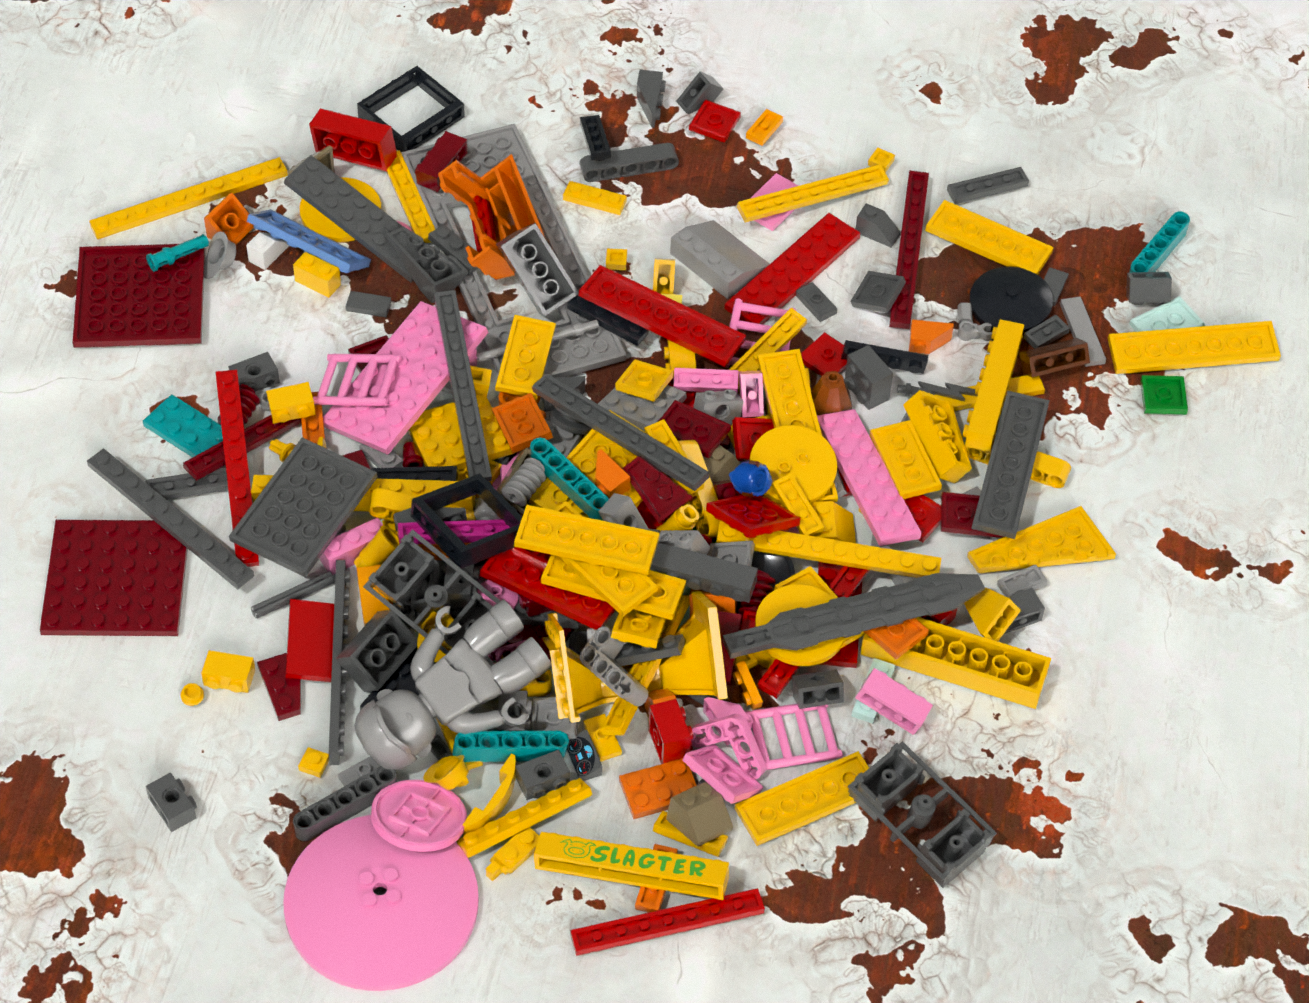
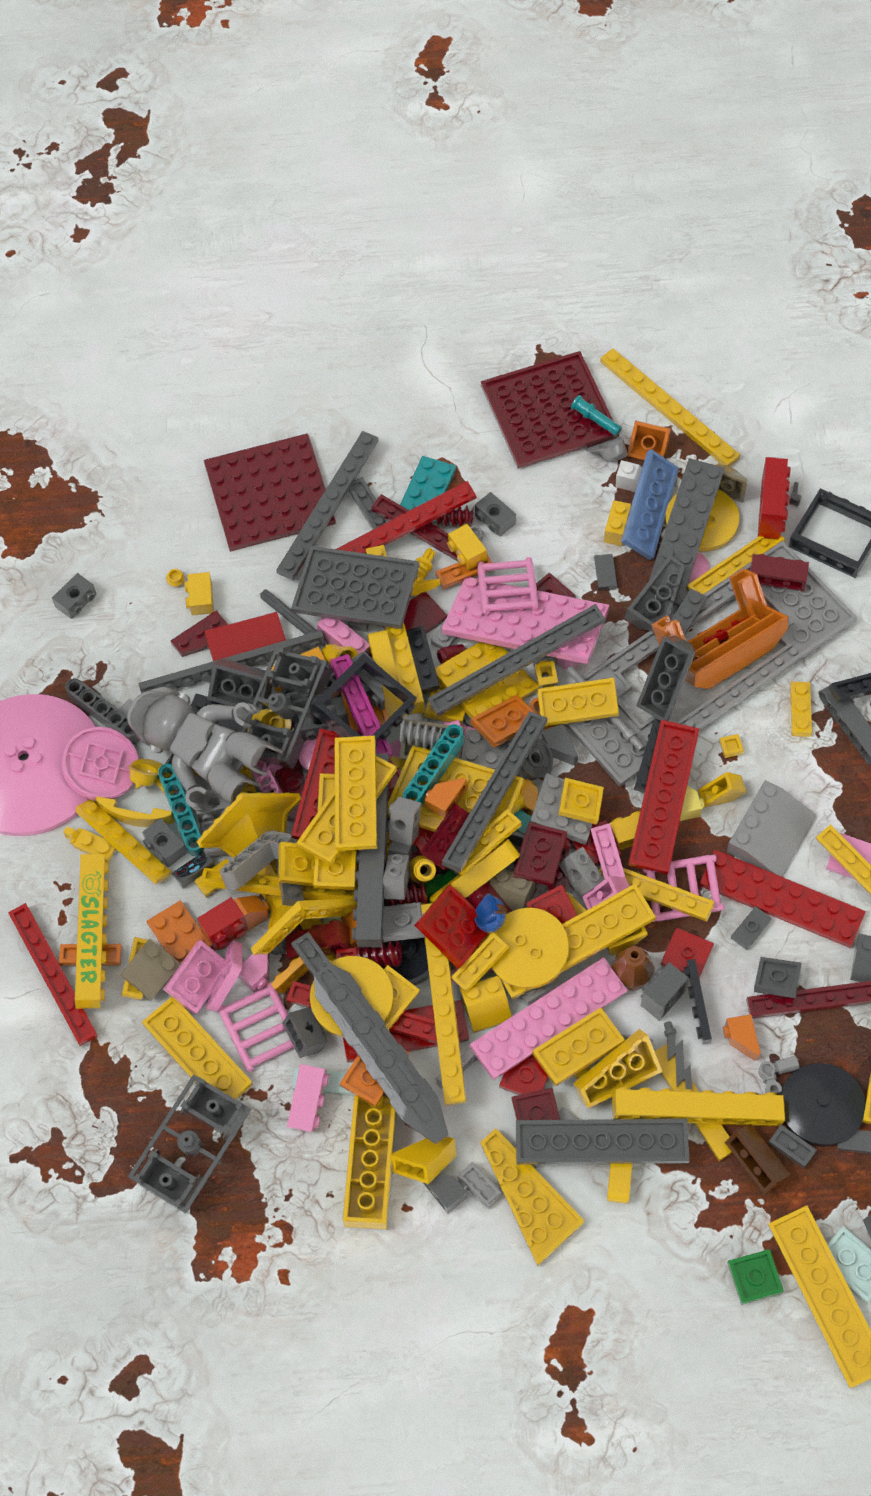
camera: 80 degrees right, 10 degrees up
(313, 762) = (136, 676): yellow plate -> none
(1082, 328) = (810, 1182): light grey tile -> none

